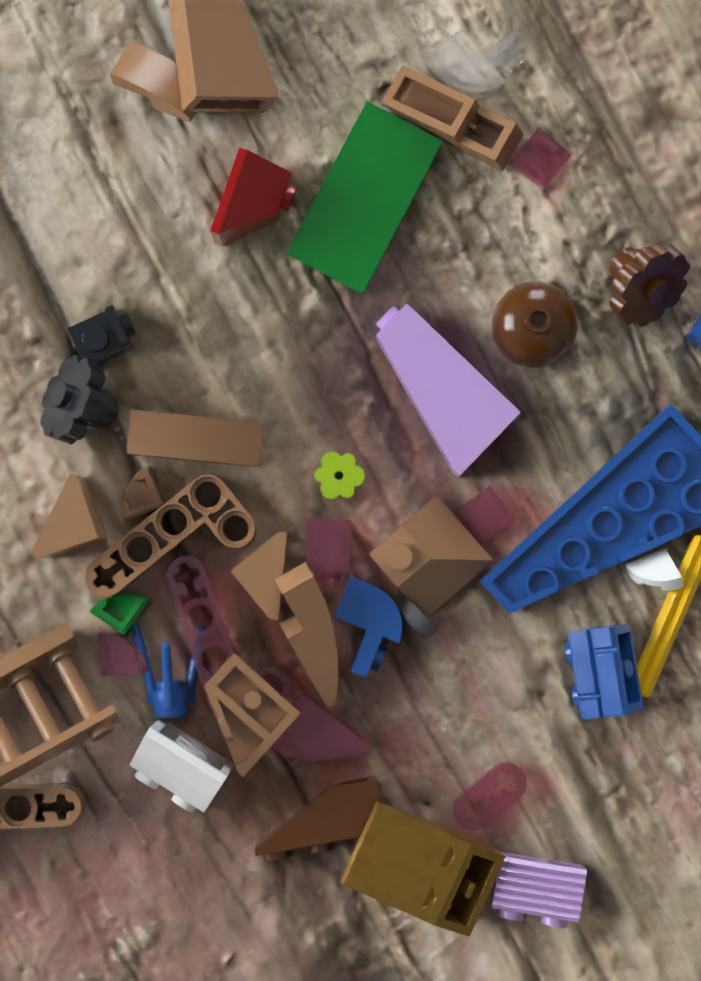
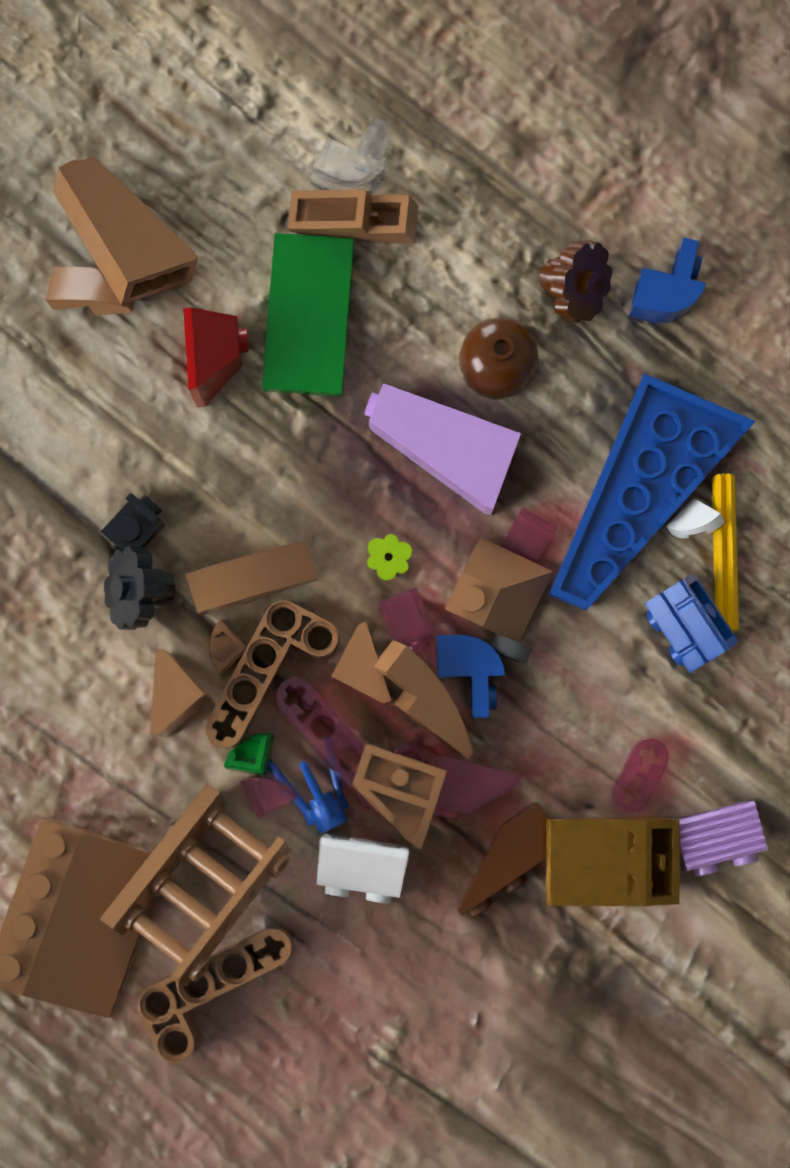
camera: 25 degrees left, 5 degrees down
(540, 159) = (442, 220): clear pink tile -> none

